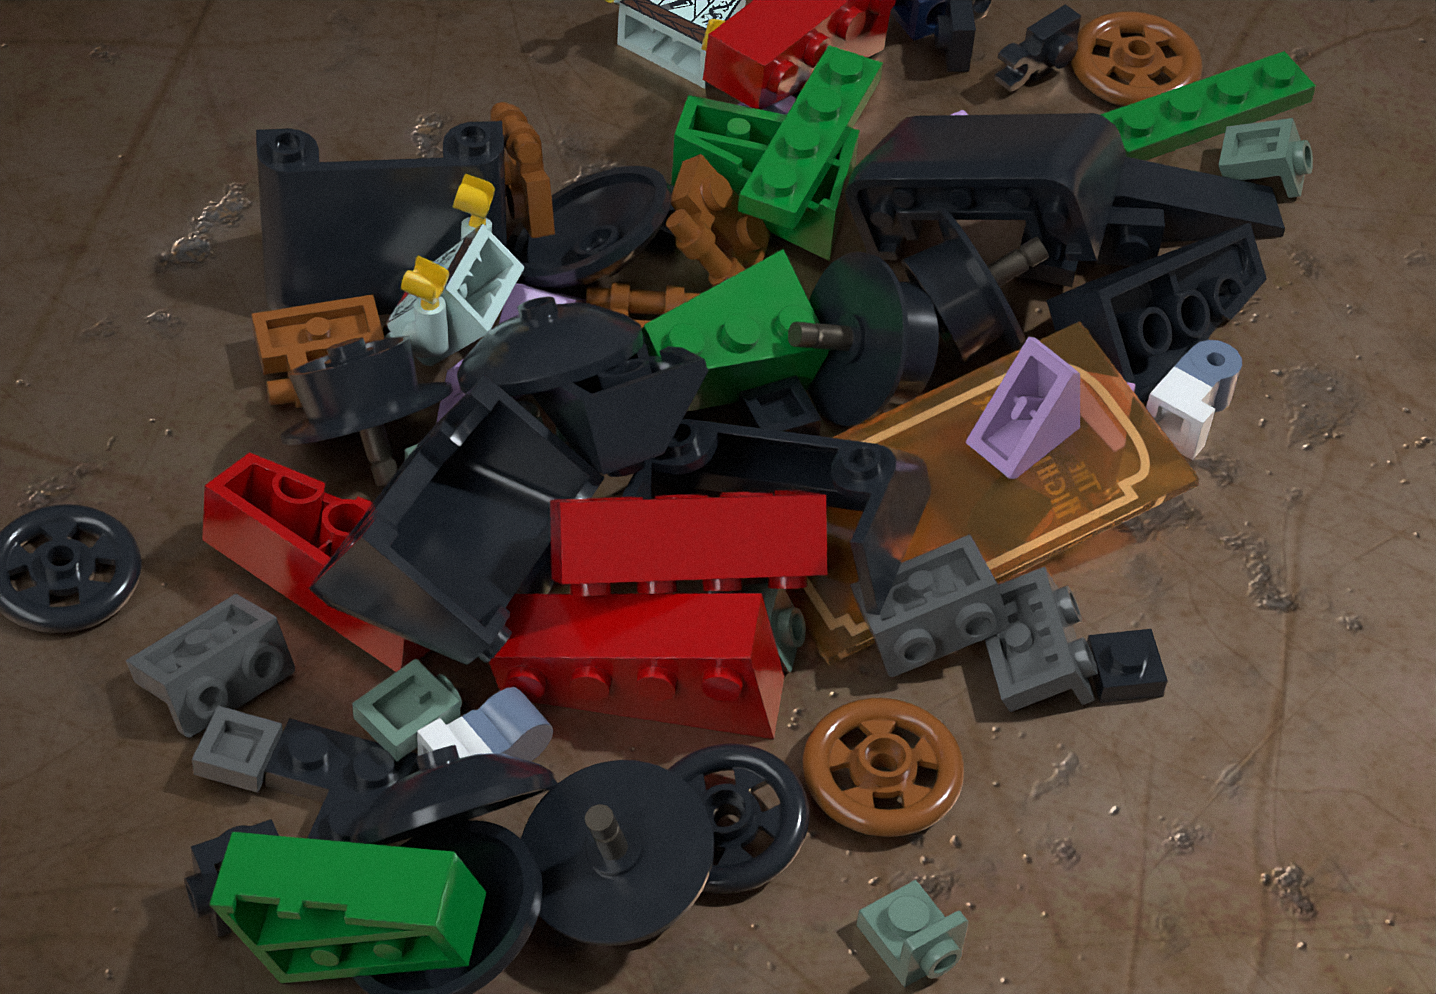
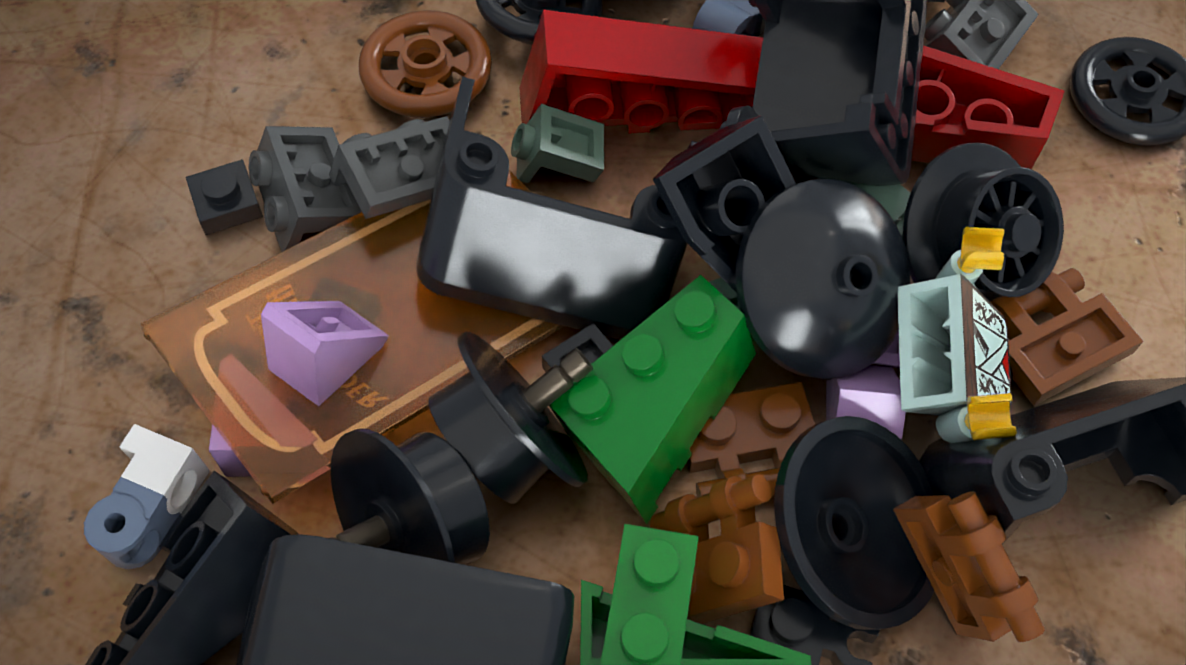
camera: 170 degrees right, 10 degrees up
(688, 540) = (623, 119): red wedge -> none

